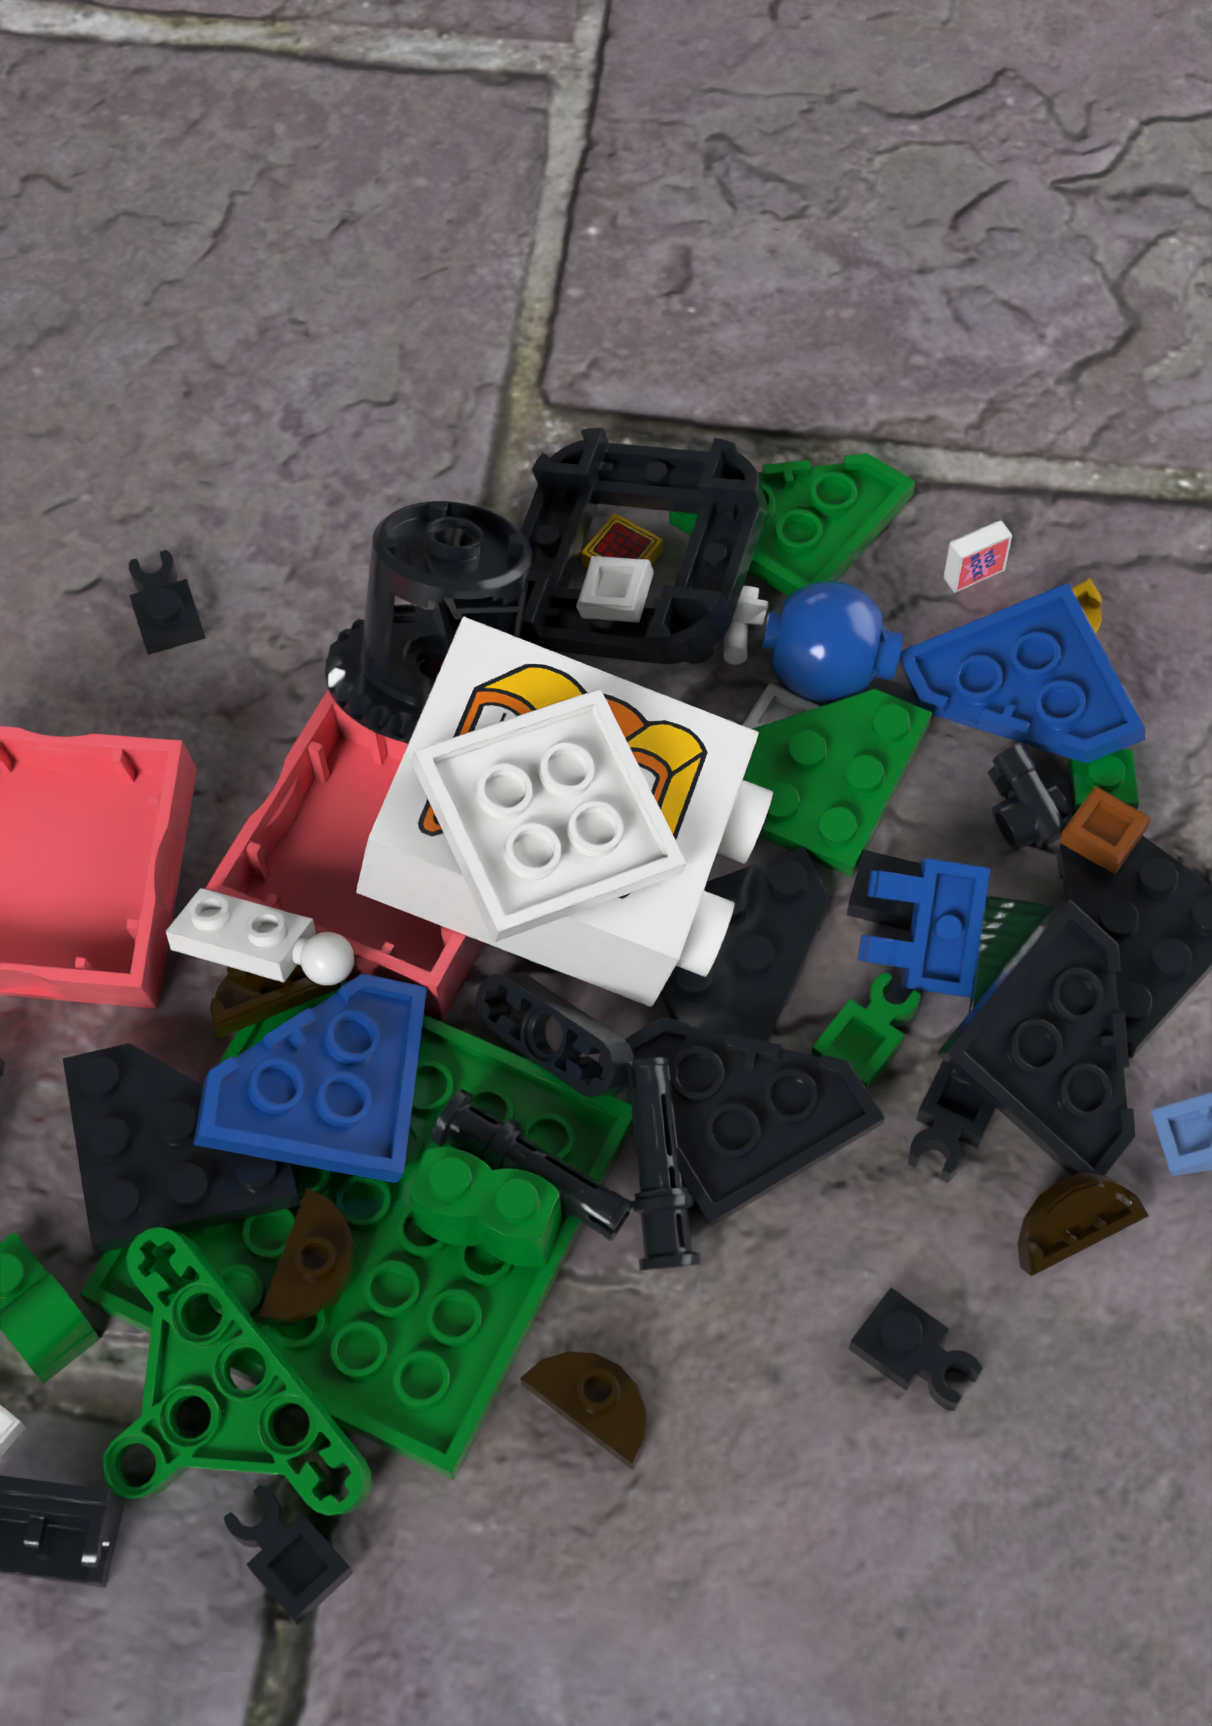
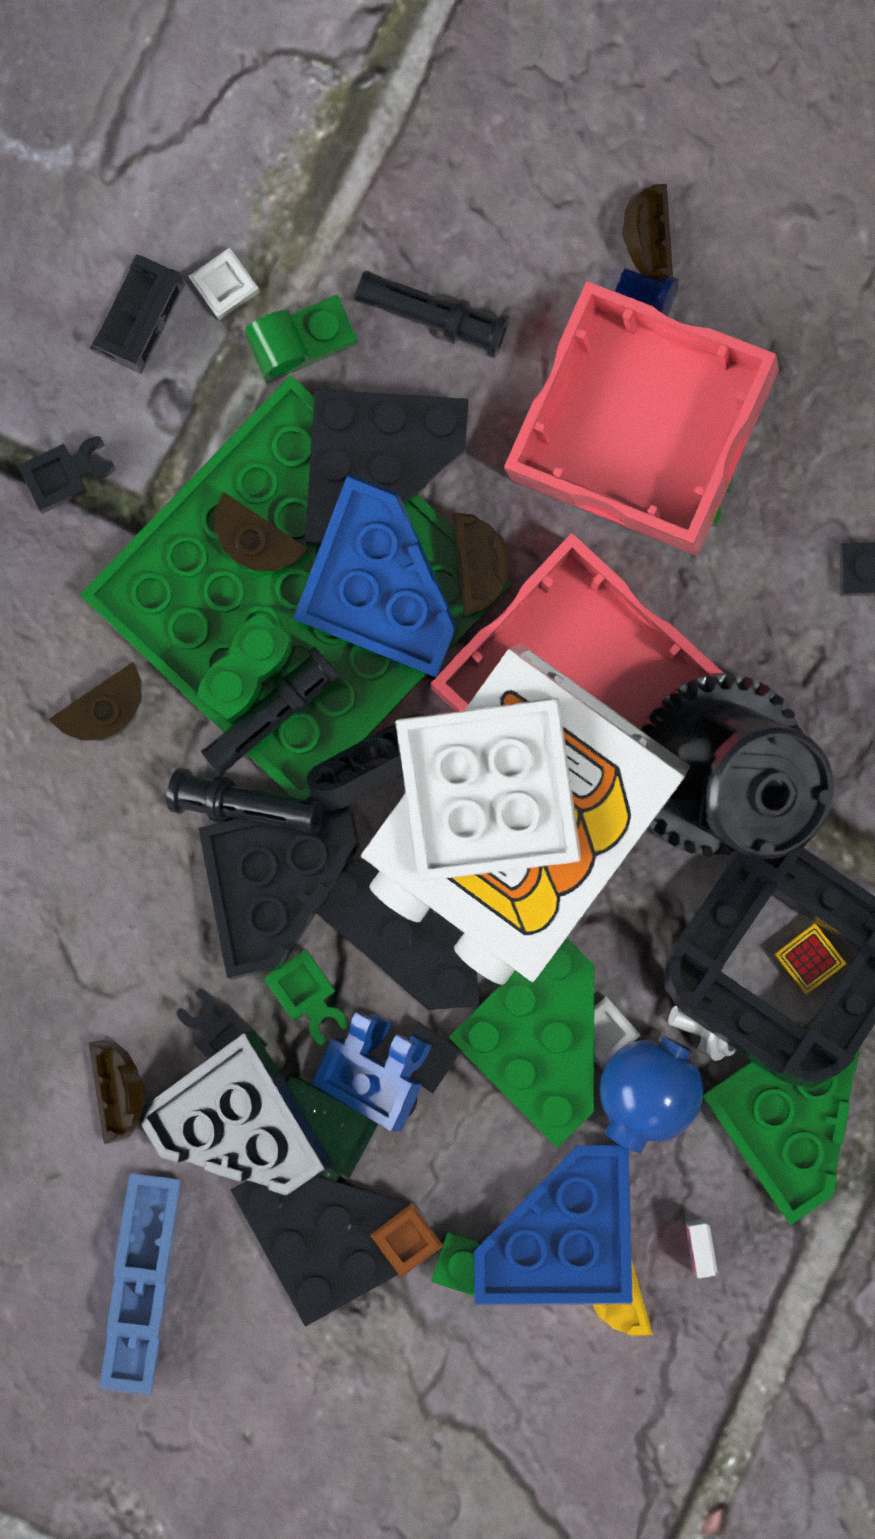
camera: 110 degrees right, 25 degrees up
(241, 1420) = (160, 463): green beam -> none
(258, 939) = (510, 561): white plate -> none
(615, 589) = (745, 931): white tile -> none
(906, 1344) = (71, 936): black plate -> none
(1030, 808) = (449, 1192): black plate -> none

